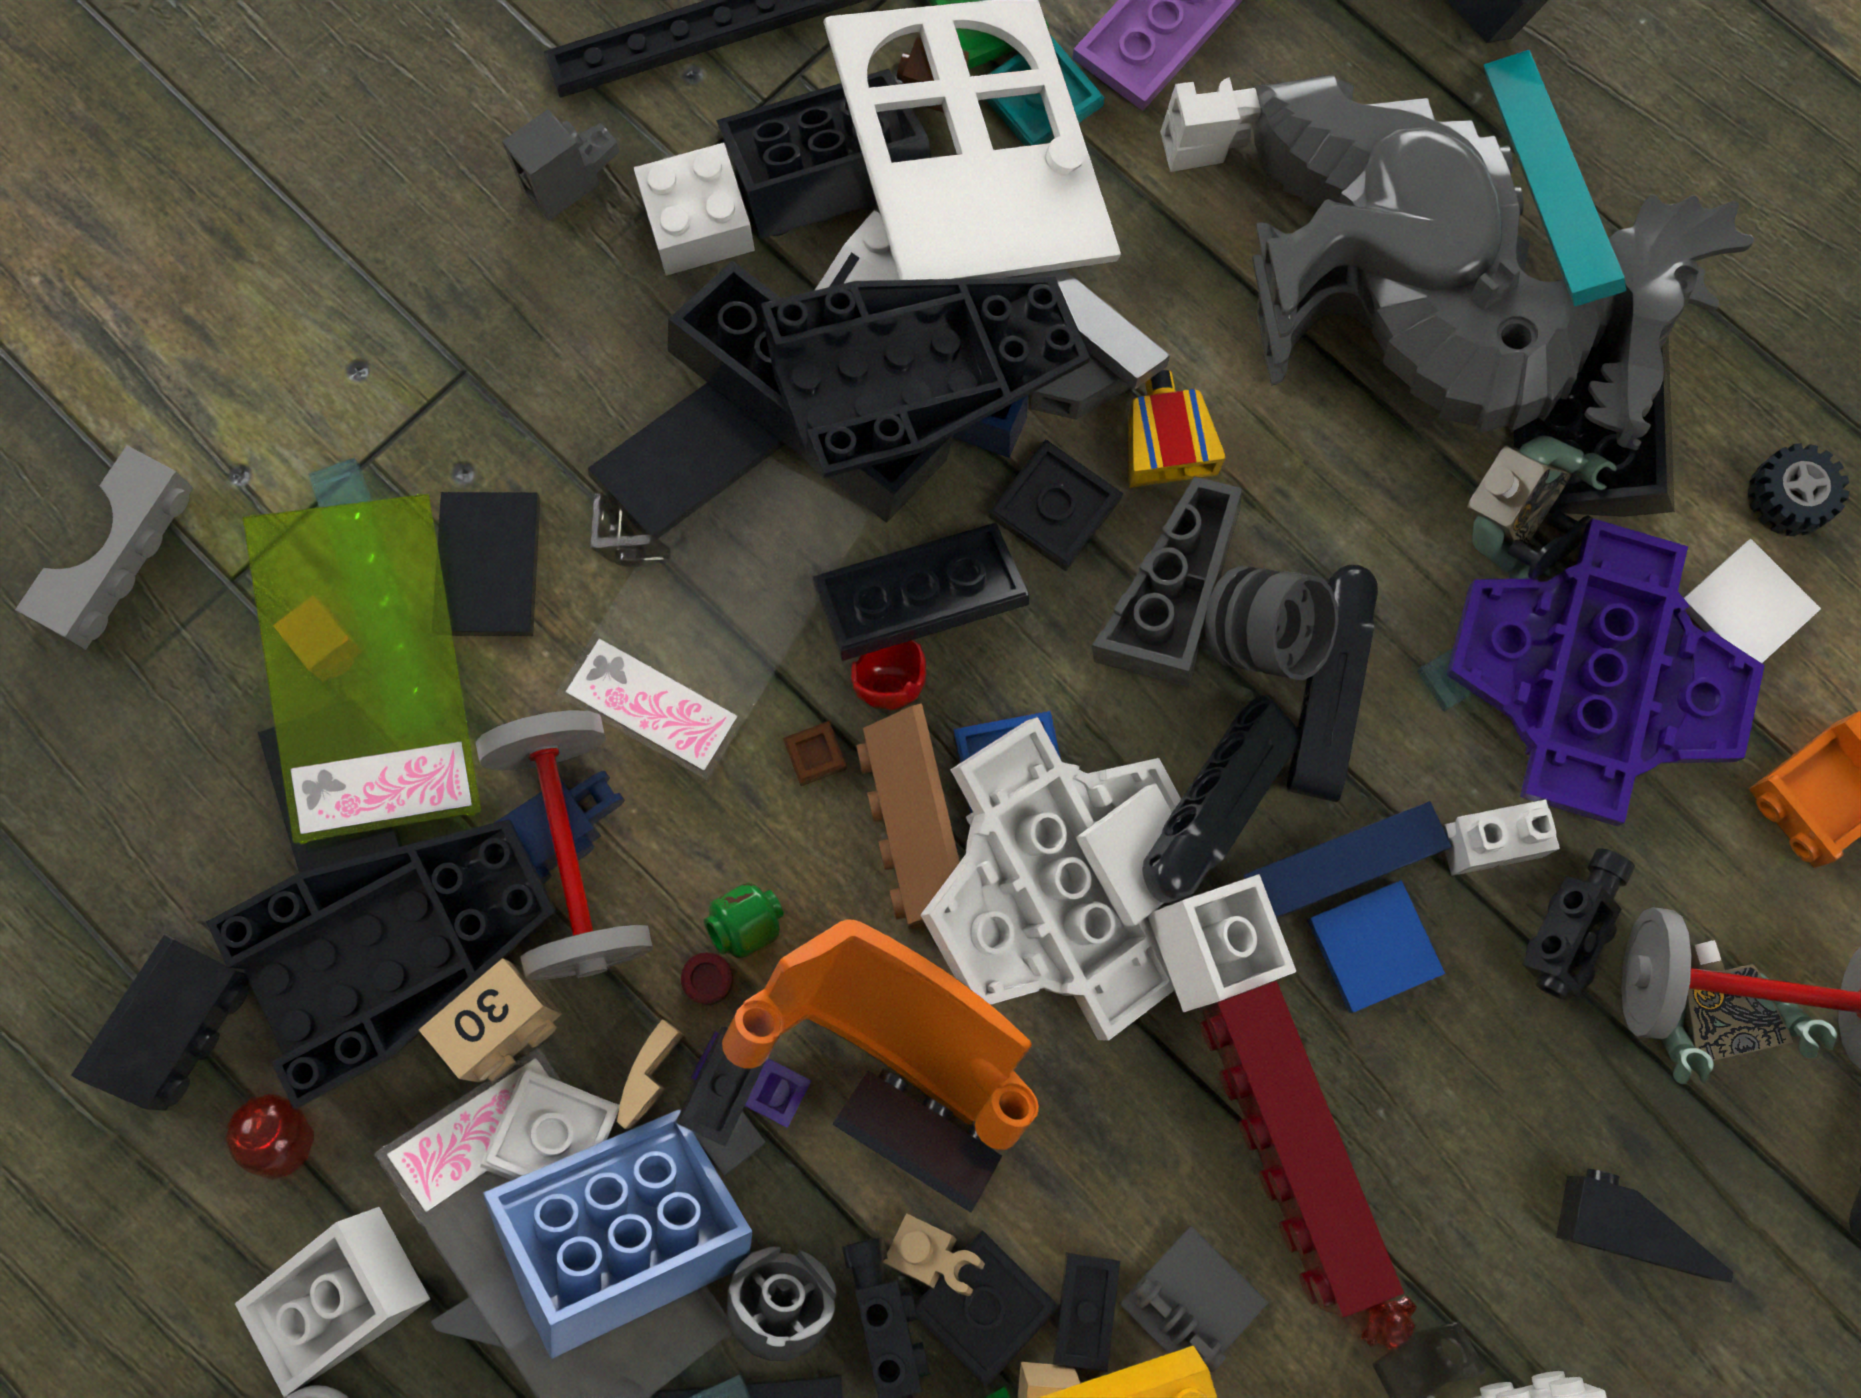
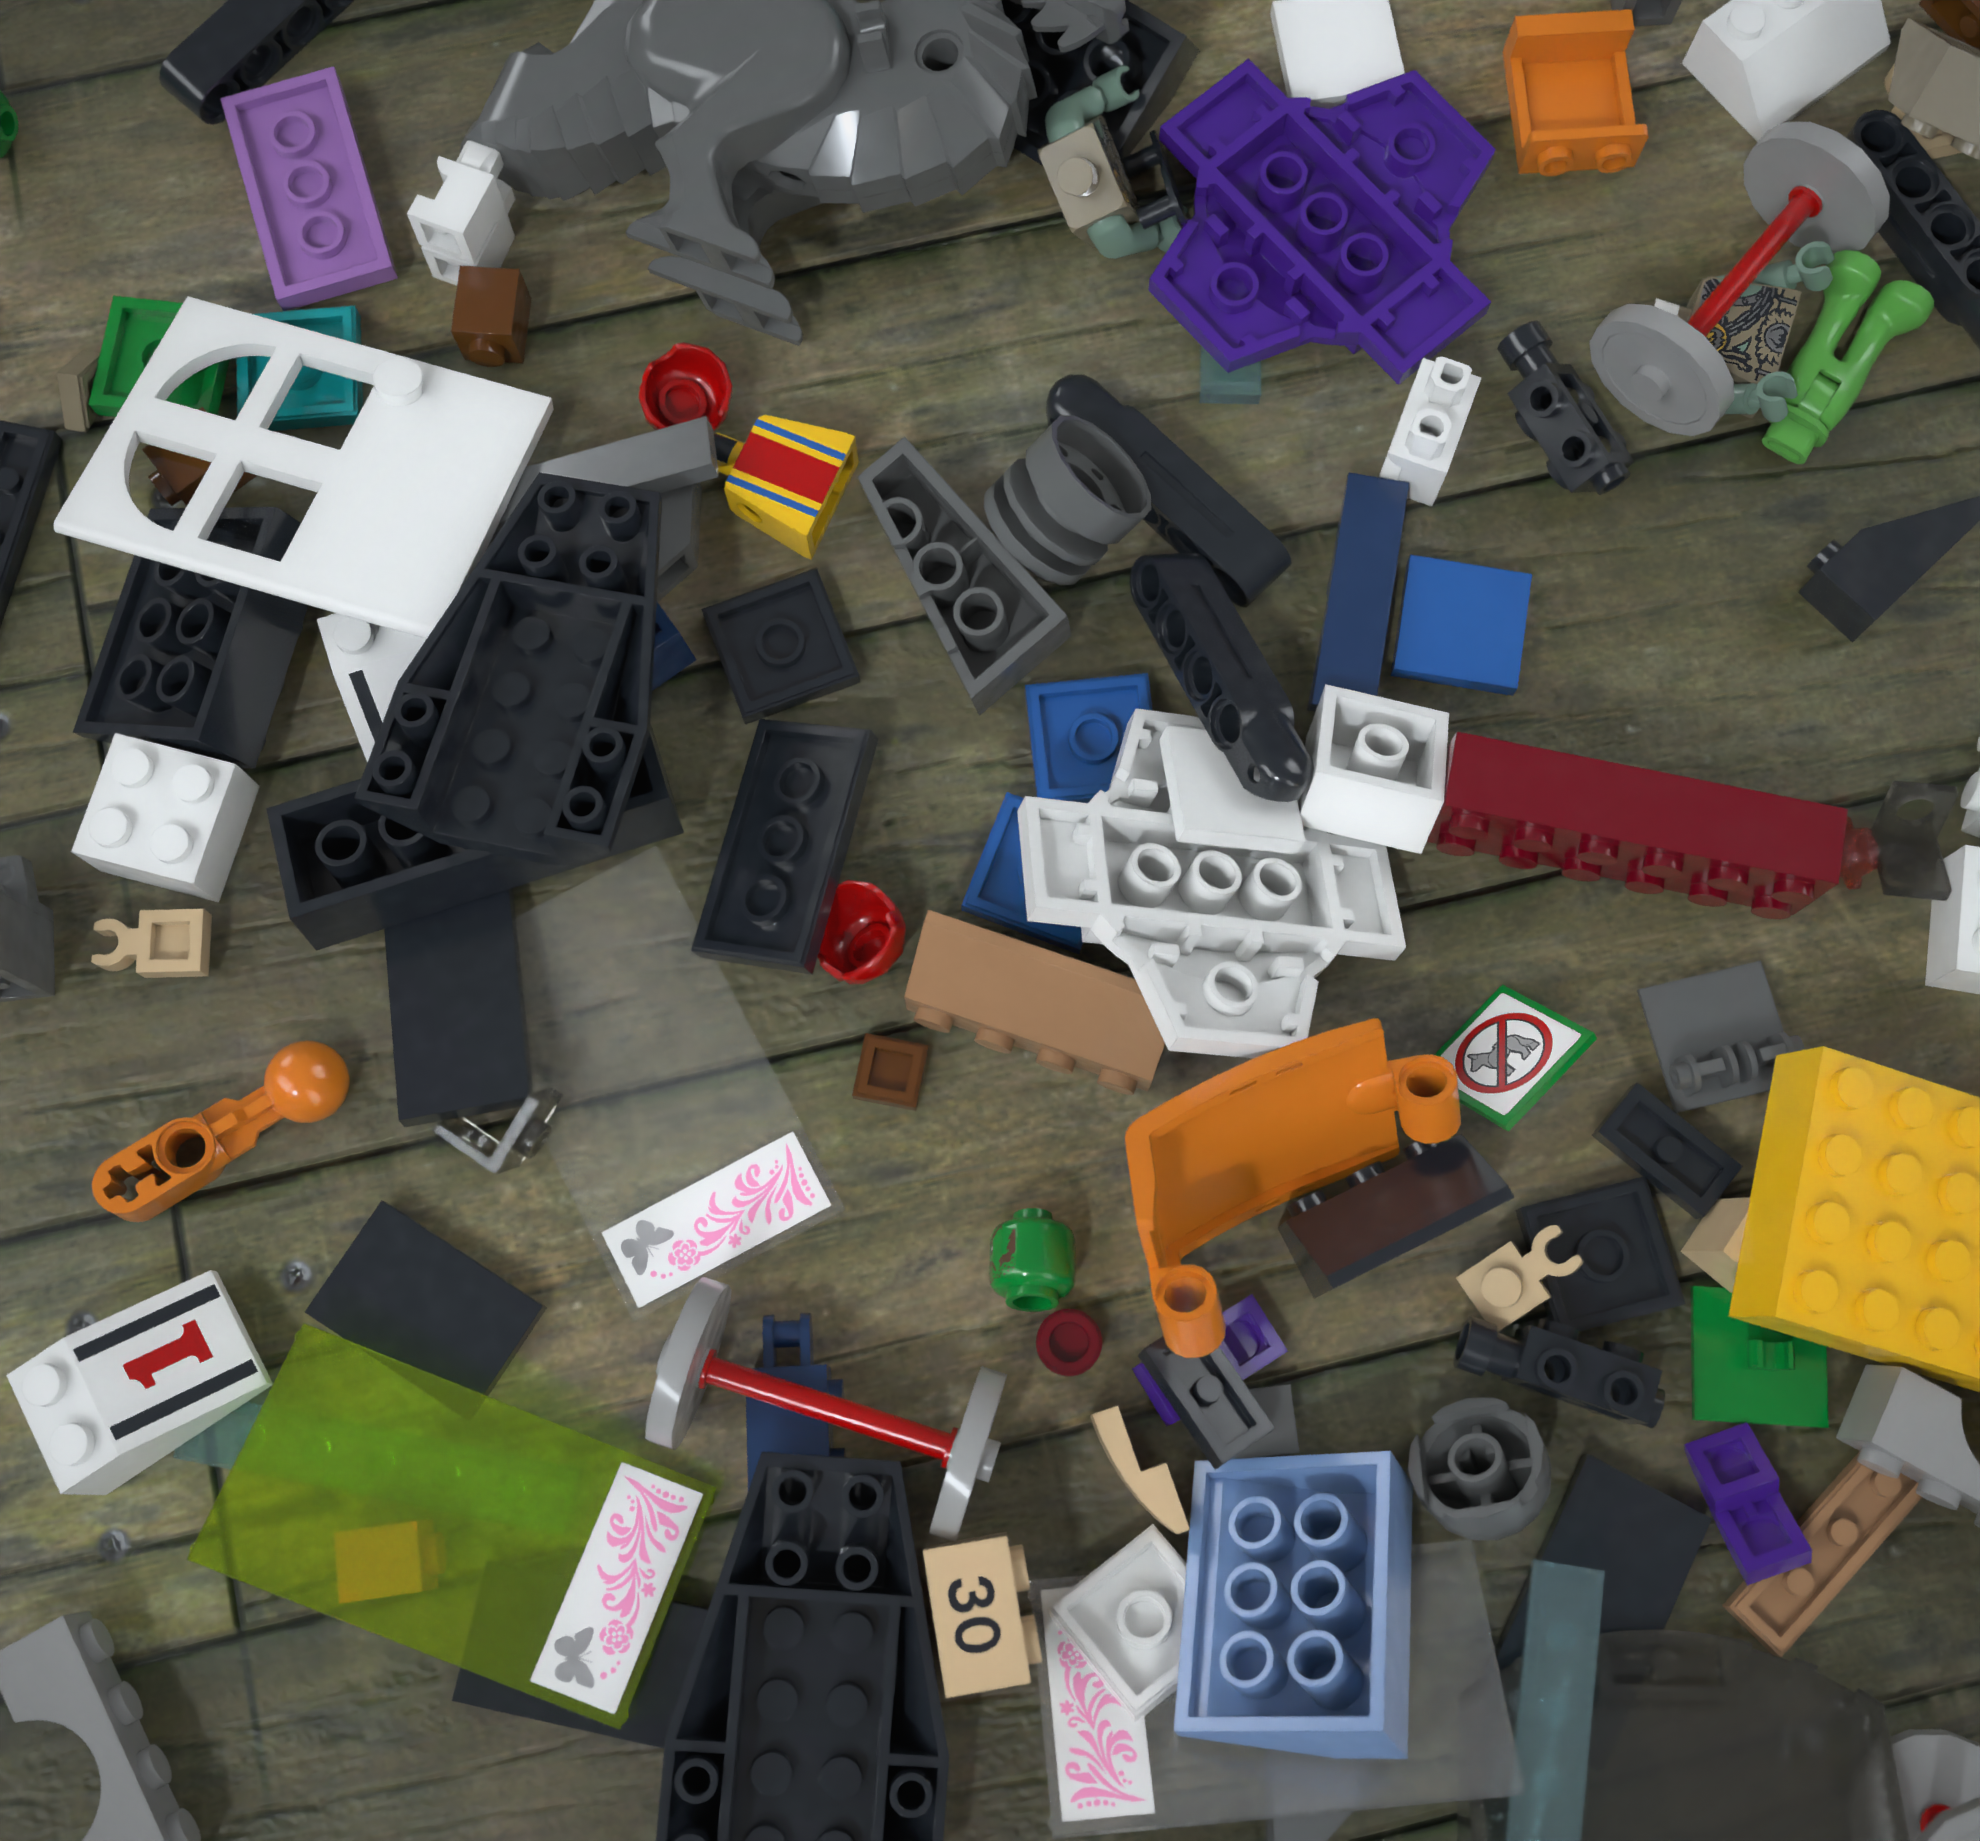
camera: 55 degrees left, 0 degrees up
(337, 424) = (138, 1385): none -> white slope
(579, 398) = (300, 1084): none -> orange beam
(615, 260) = (163, 944): none -> tan plate
(1079, 1157) = (1512, 1055): none -> piece
(1123, 732) = (1079, 732): none -> blue tile
(1154, 182) = (491, 315): none -> reddish brown brick
(1186, 333) = (685, 387): none -> red hair
(1734, 1102) = (1831, 386): none -> bright green piece

